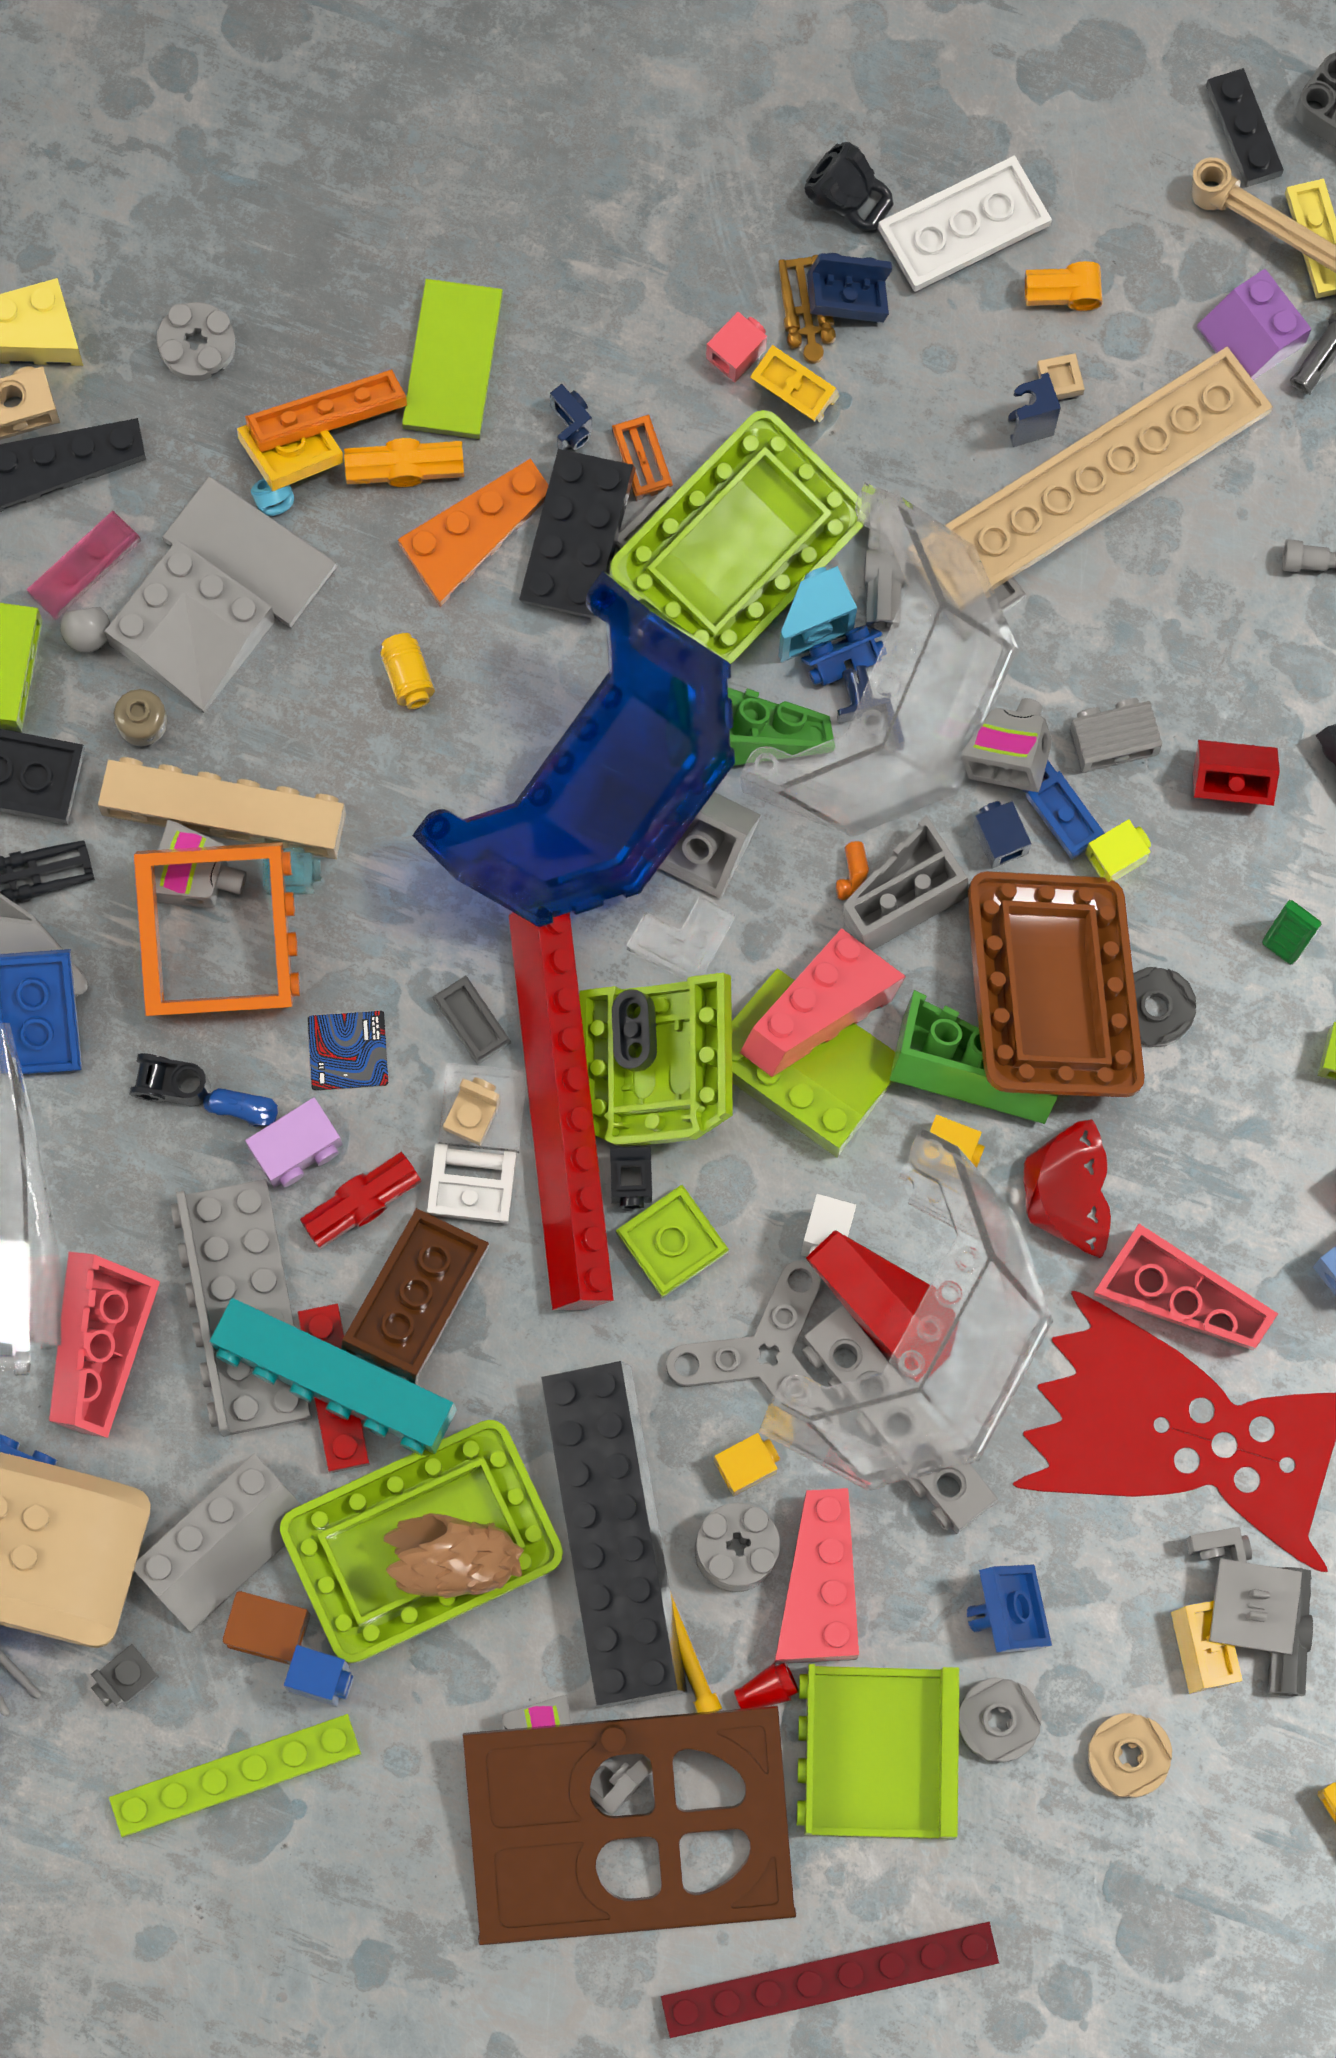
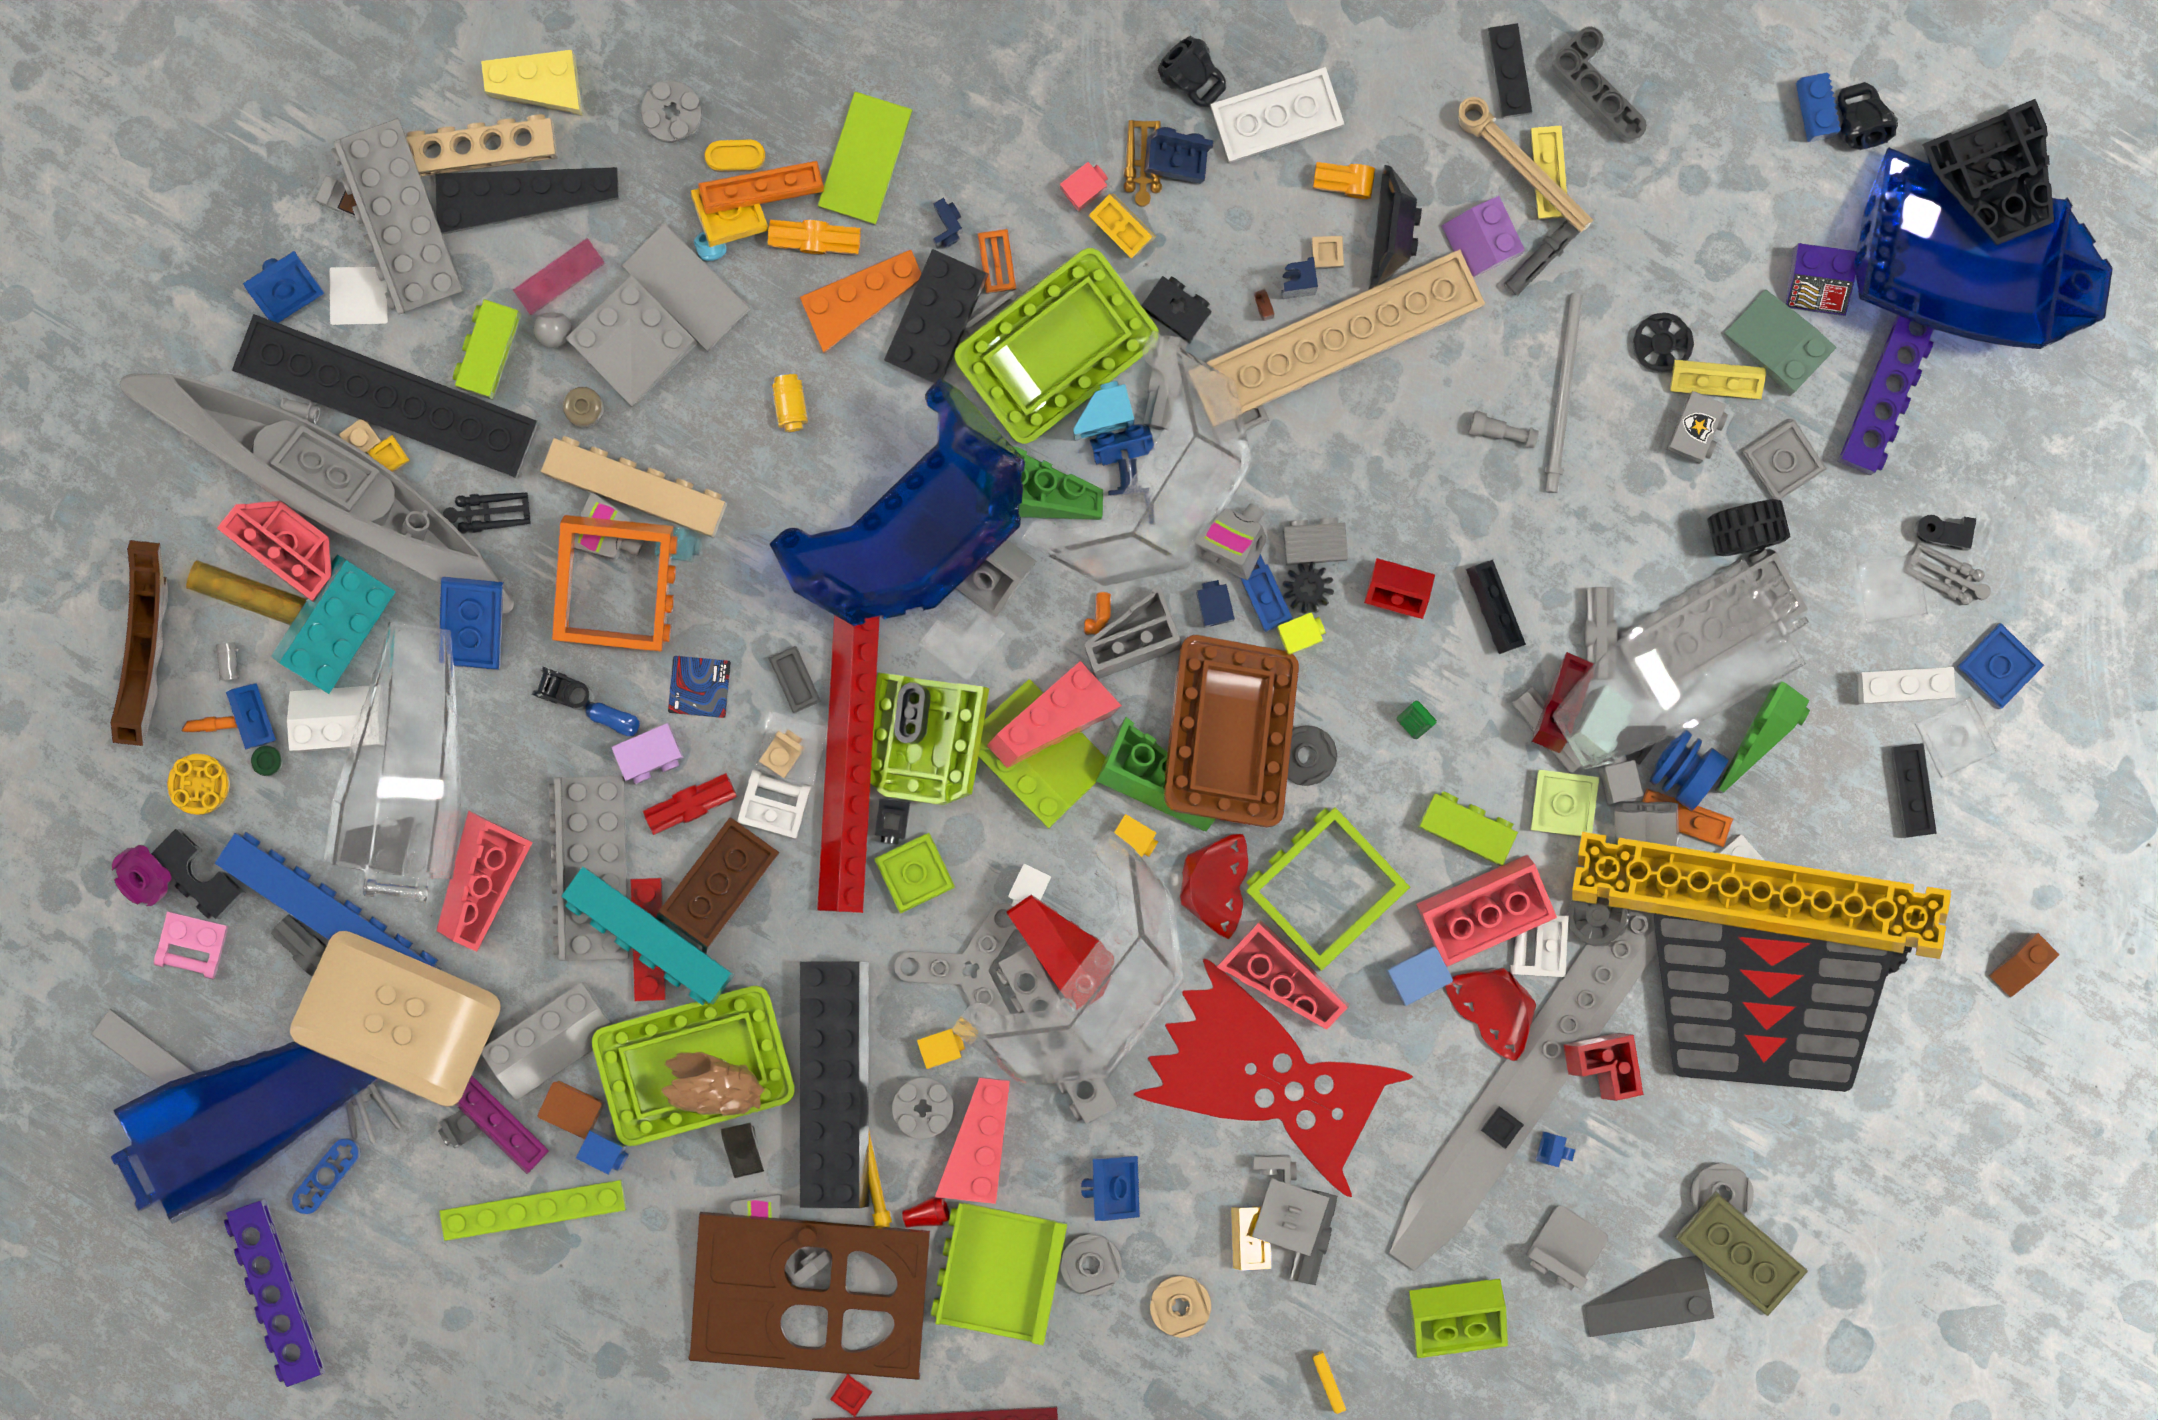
camera: 10 degrees right, 10 degrees up
(175, 1667) = (501, 1126): none -> magenta tile
(285, 381) = (735, 155): none -> yellow tile
(505, 1643) = (742, 1150): none -> clear smoke slope
(707, 1954) = (851, 1395): none -> red tile
(871, 457) = (1183, 324): none -> black brick
(993, 456) = (1264, 305): none -> copper tile
(1120, 780) = (1312, 578): none -> black gear
(1138, 333) = (1394, 228): none -> black wedge
(1150, 1142) = (1302, 840): none -> lime window

